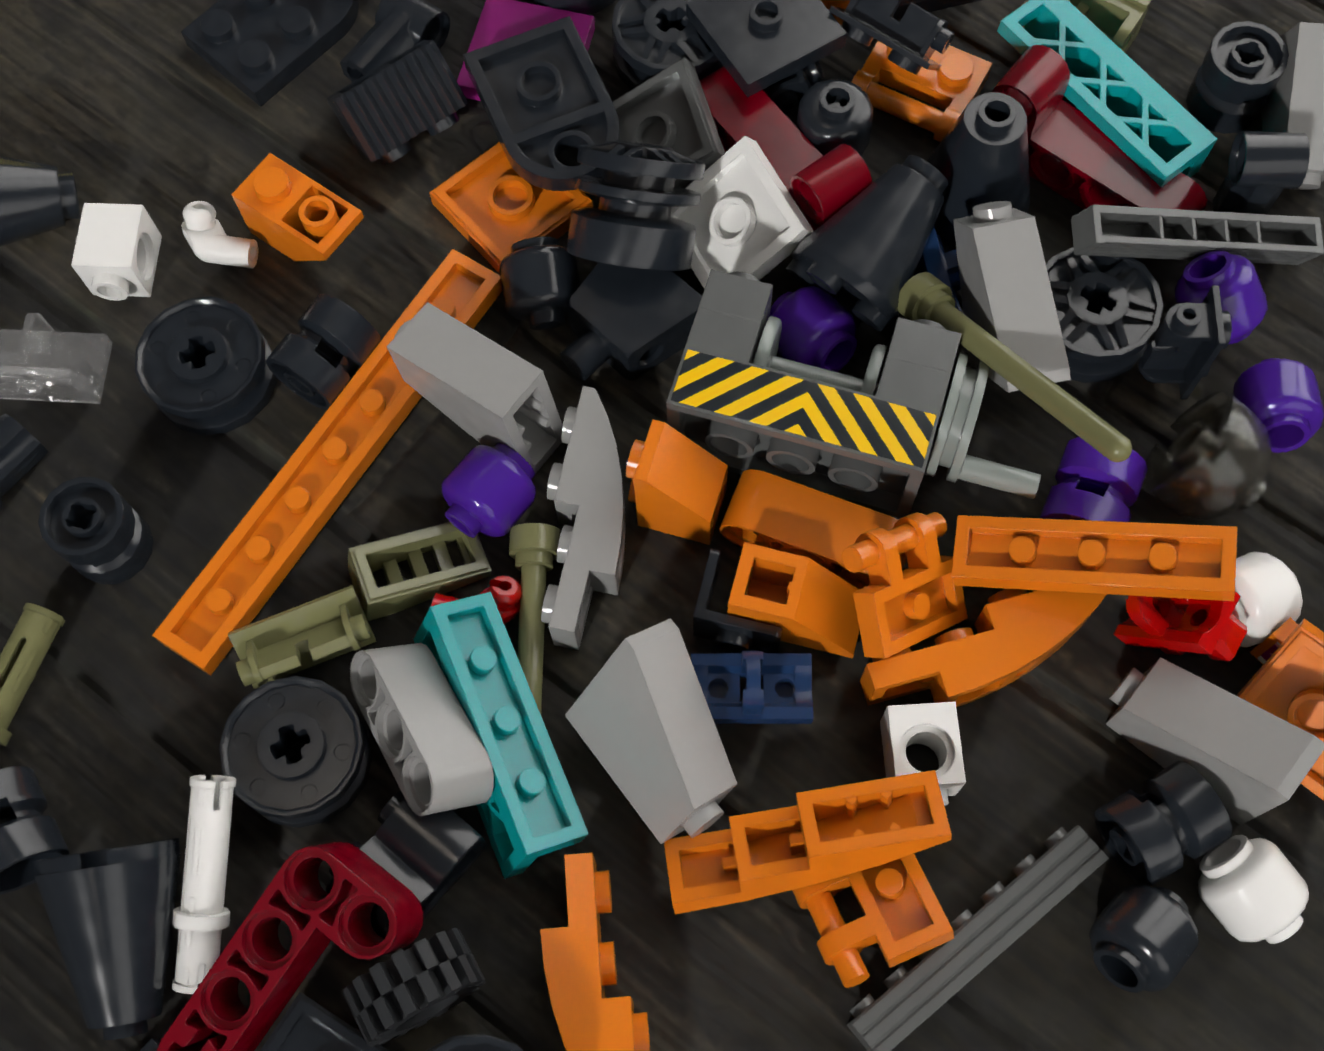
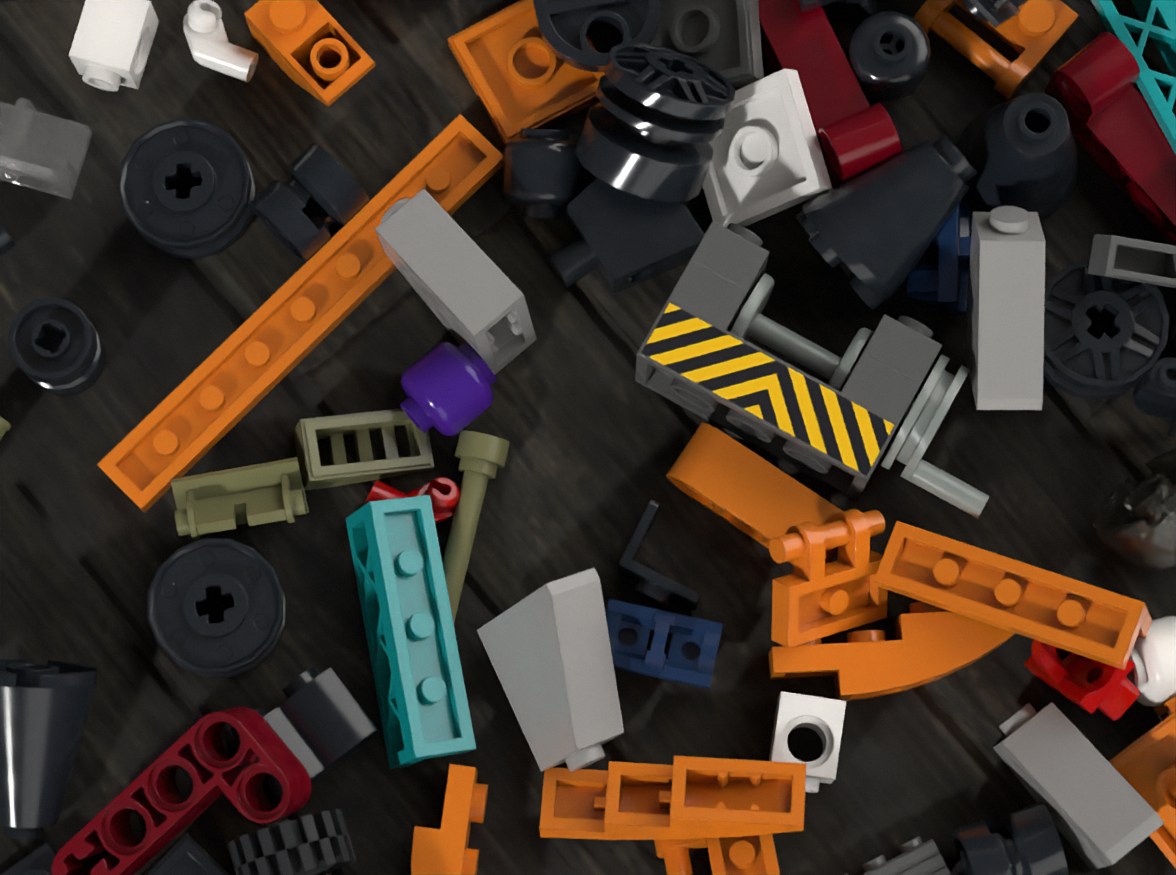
camera: 10 degrees right, 10 degrees up
(204, 881) = (108, 740): white pin -> none
(421, 728) = (339, 614): light grey beam -> none
(591, 500) = (549, 413): light grey slope -> none
(676, 484) = (632, 426): orange slope -> none
(798, 596) = (720, 567): orange slope -> none
(815, 329) = (807, 290): dark purple head -> none
(932, 300) = (927, 295): olive piece -> none
(1094, 486) = (1049, 504): dark purple wheel -> none

